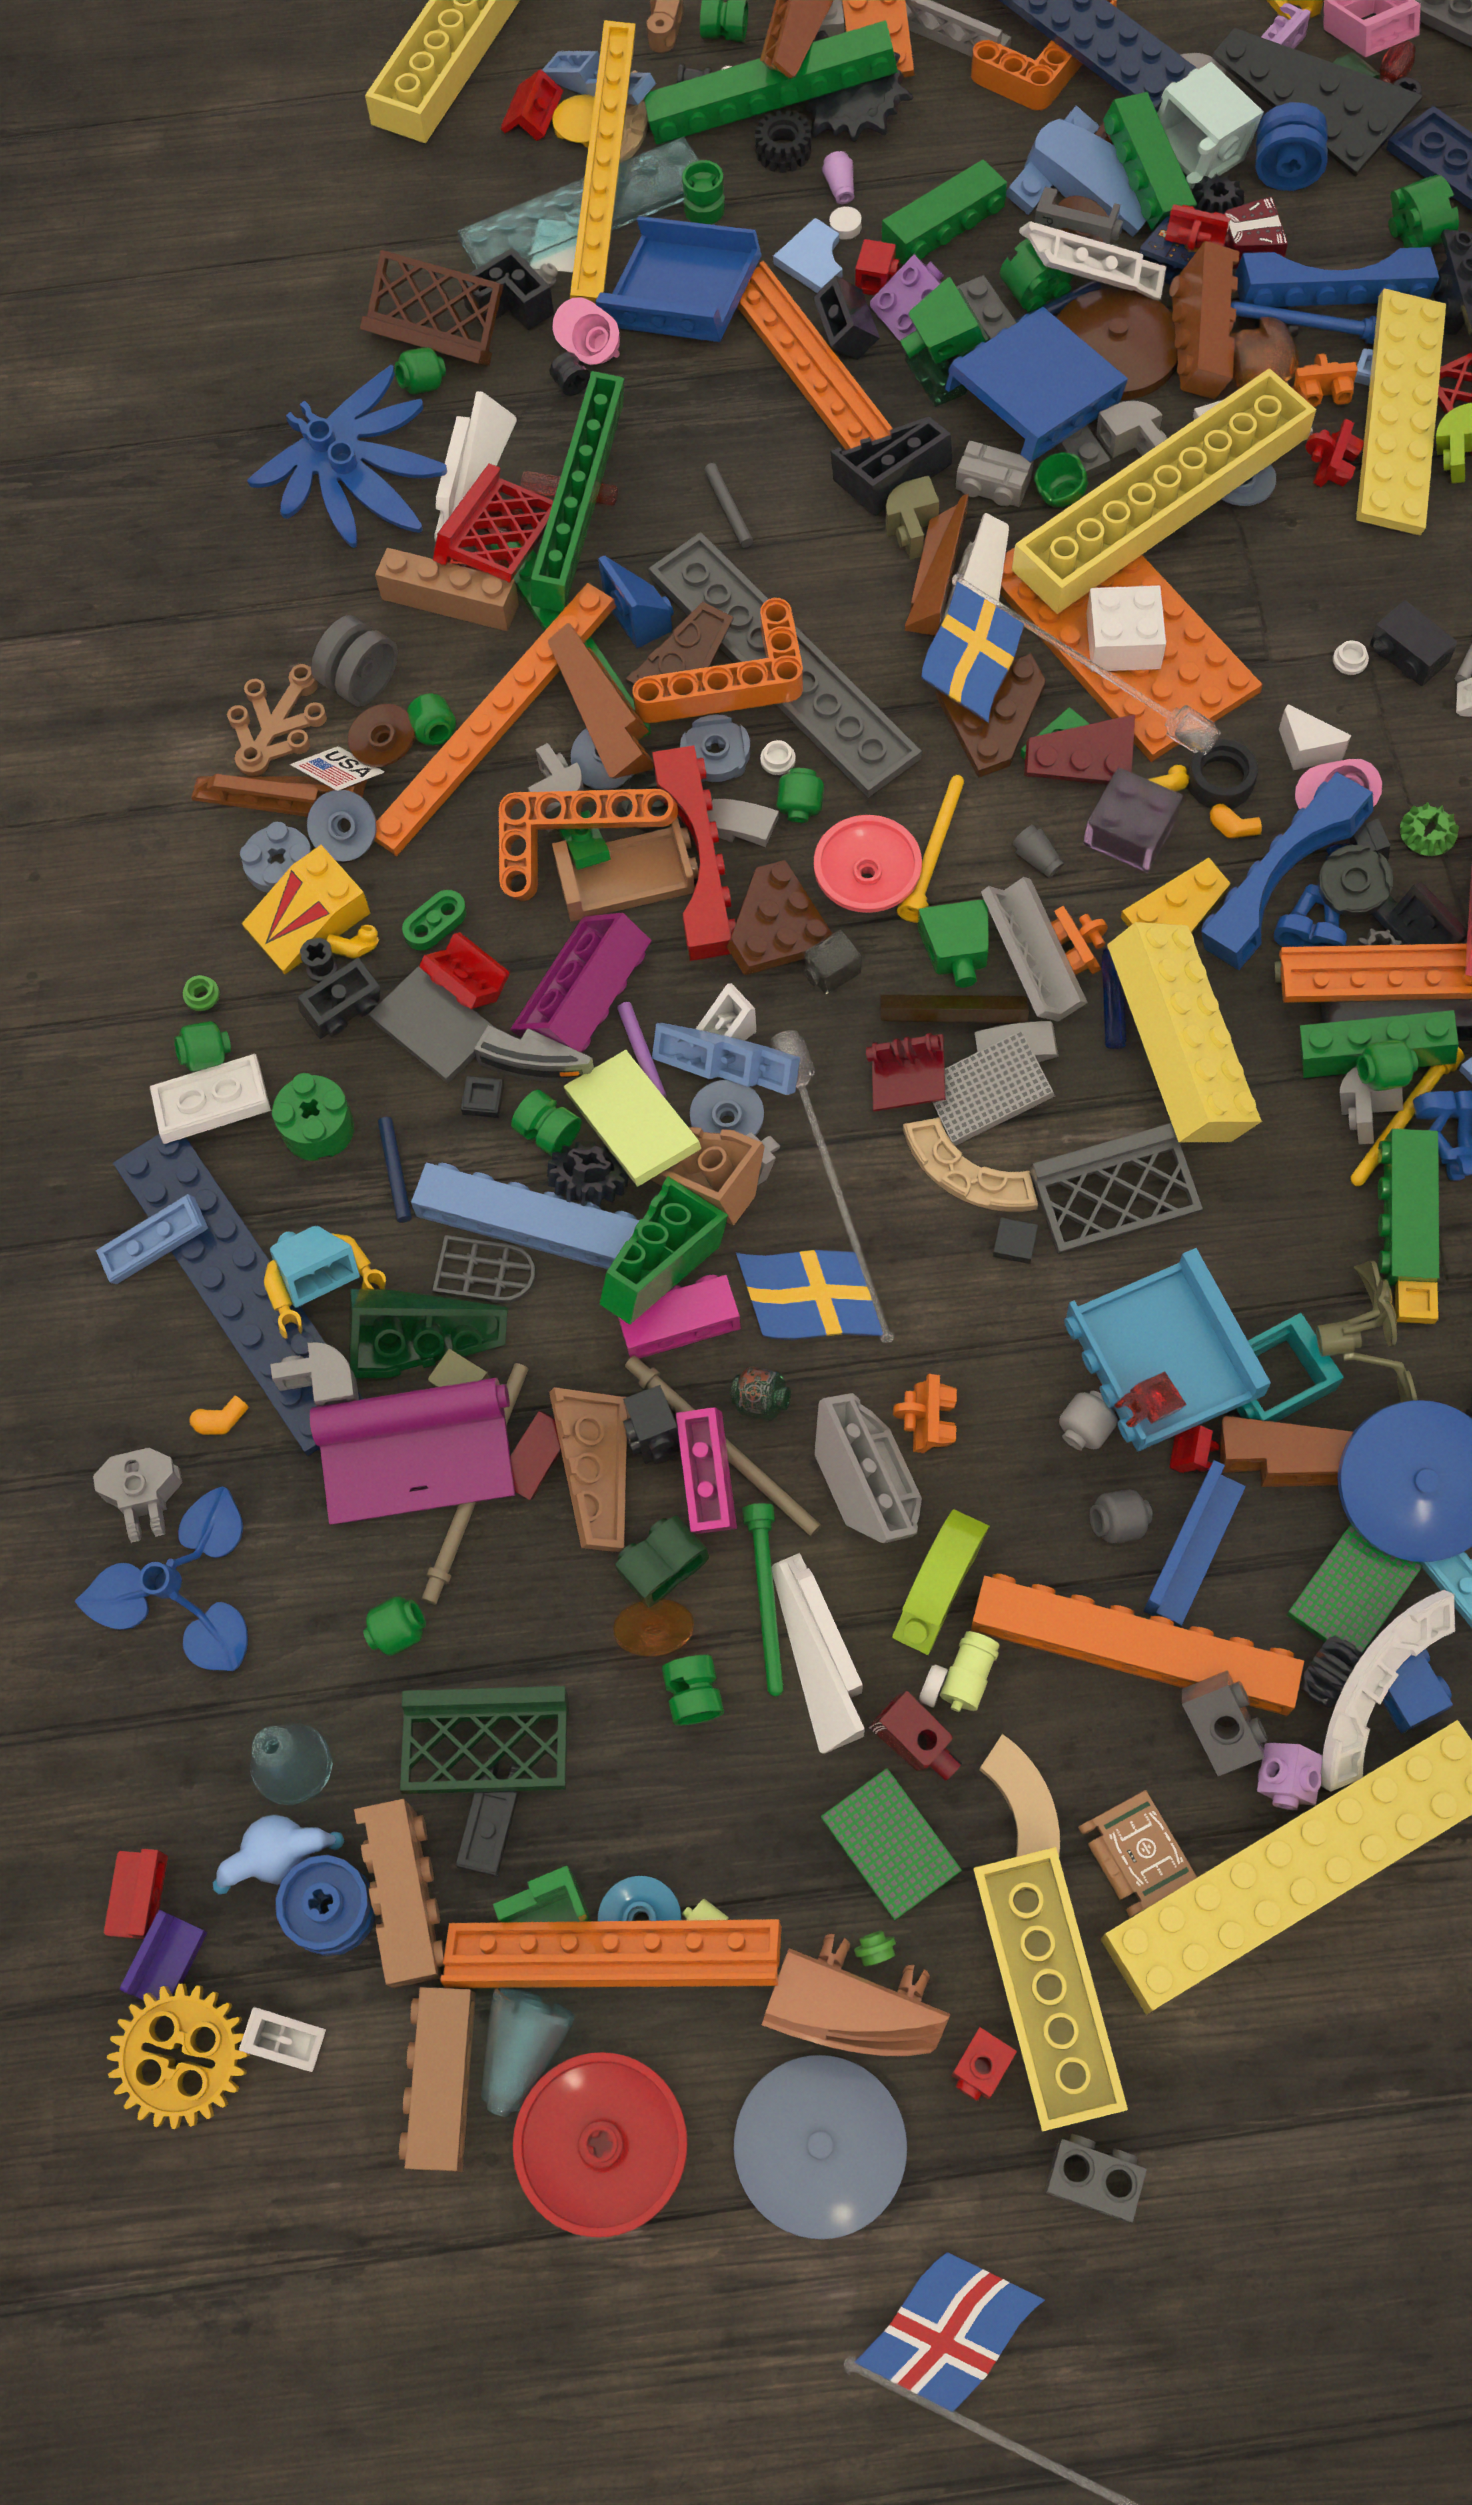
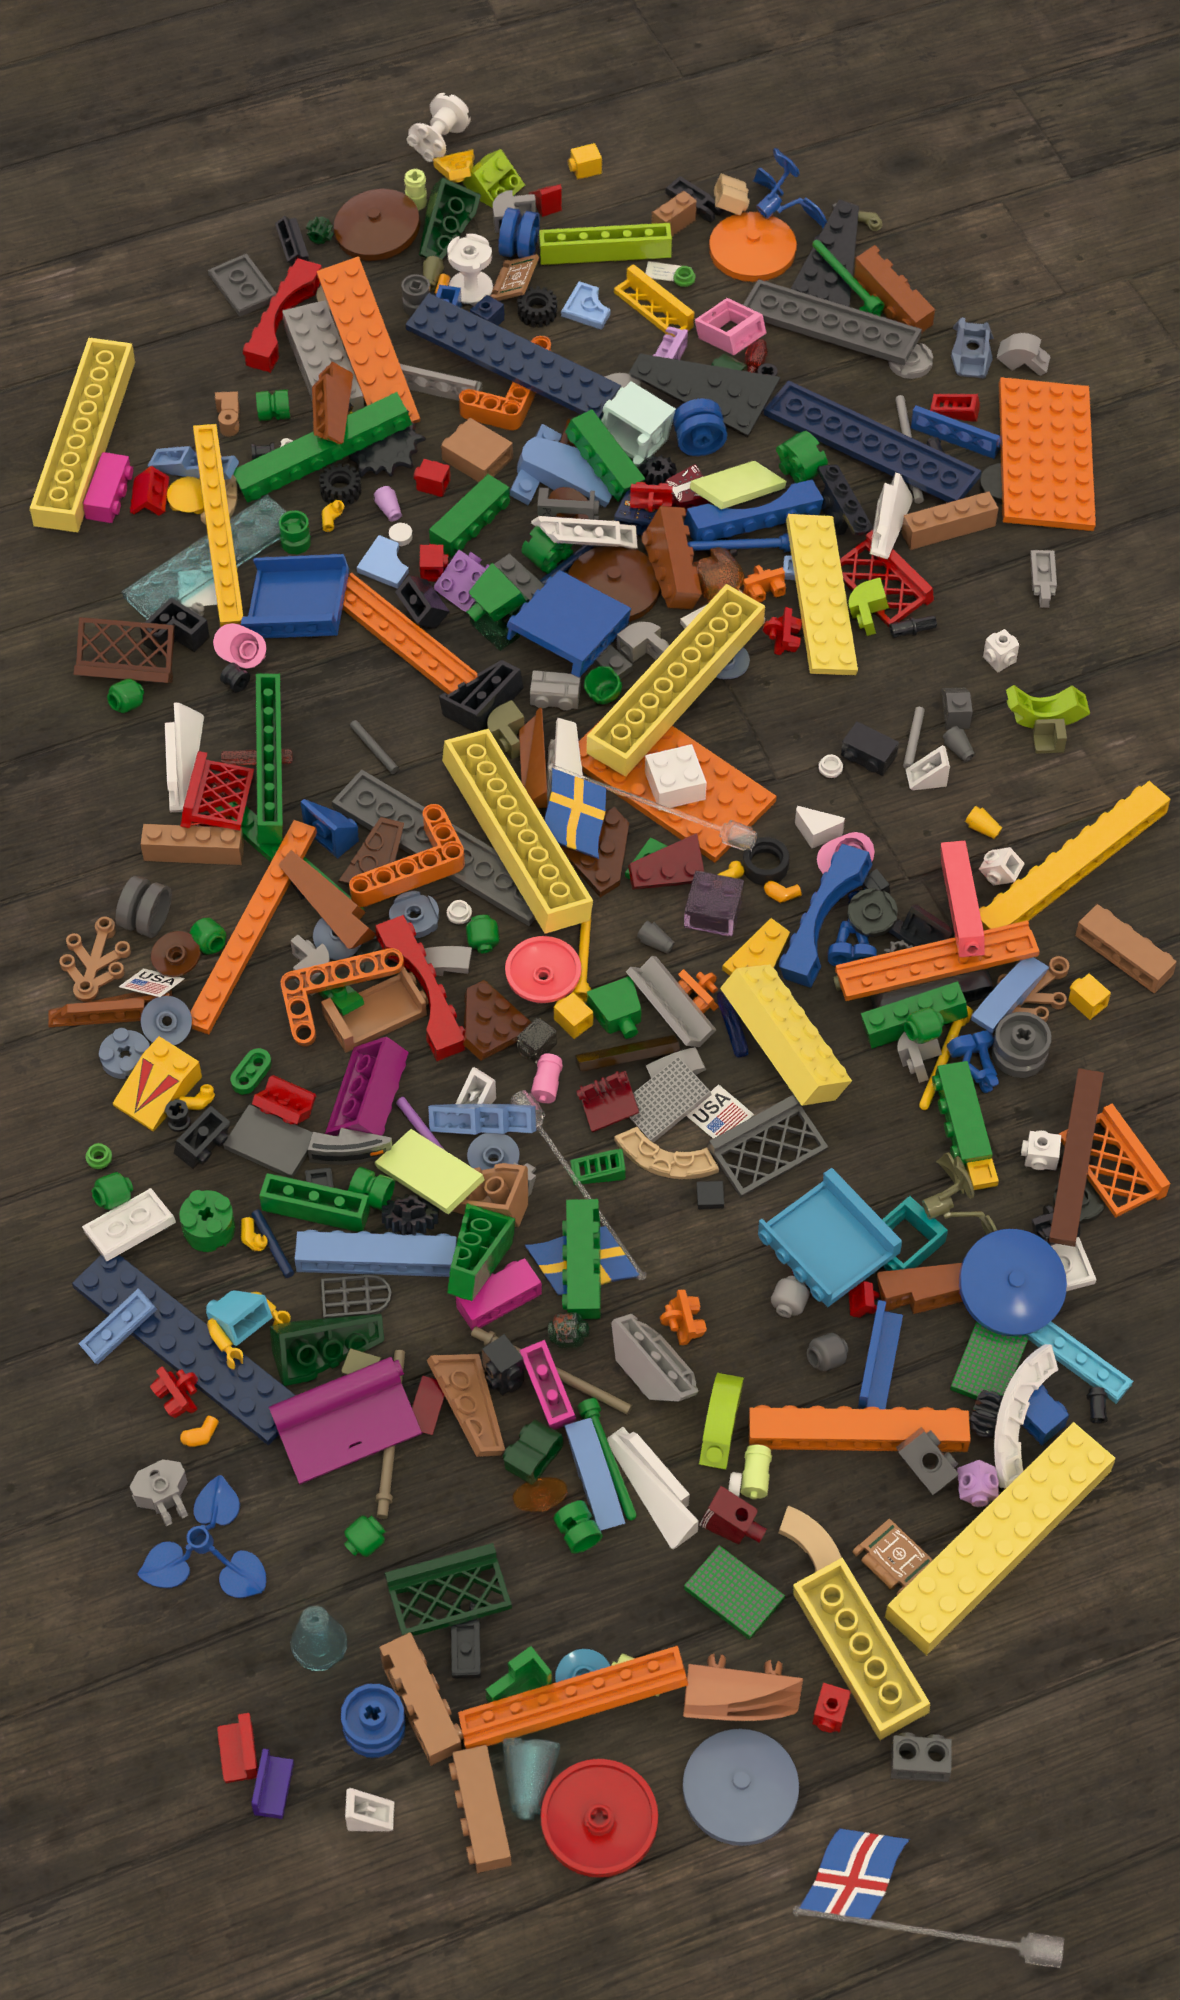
camera: 20 degrees left, 10 degrees down
(168, 2095) = (301, 1867): yellow gear -> none
(207, 1347) = (168, 1382): none -> red hips
(271, 1850) = (325, 1696): light blue piece -> none
(323, 1370) = (269, 1380): light grey brick -> none
(335, 454) = (80, 765): blue plant -> none
(366, 1154) = (250, 1238): none -> yellow arm
(463, 1126) = (314, 1202): none -> green brick
(478, 89) = (107, 487): none -> dark pink brick
(738, 1617) = (594, 1474): none -> medium blue slope
(760, 177) = (330, 513): none -> yellow arm
(806, 1296) = (582, 1258): none -> green wedge
(831, 1020) = (546, 1080): none -> bright pink piece
(869, 1152) = (610, 1174): none -> green slope
(875, 1948) = (742, 1656): bright green plate -> none
(885, 662) = (517, 831): none -> light yellow brick
(893, 937) = (573, 1015): none -> yellow brick
(908, 153) = (432, 477): none -> red brick
(978, 126) = (476, 450): none -> medium nougat brick
(1061, 1124) = (719, 1113): none -> sticker
(1152, 1399) = (830, 1268): clear red plate -> none
(1323, 235) = (737, 484): none -> yellowish green tile
(1439, 840) = (919, 876): bright green gear -> none

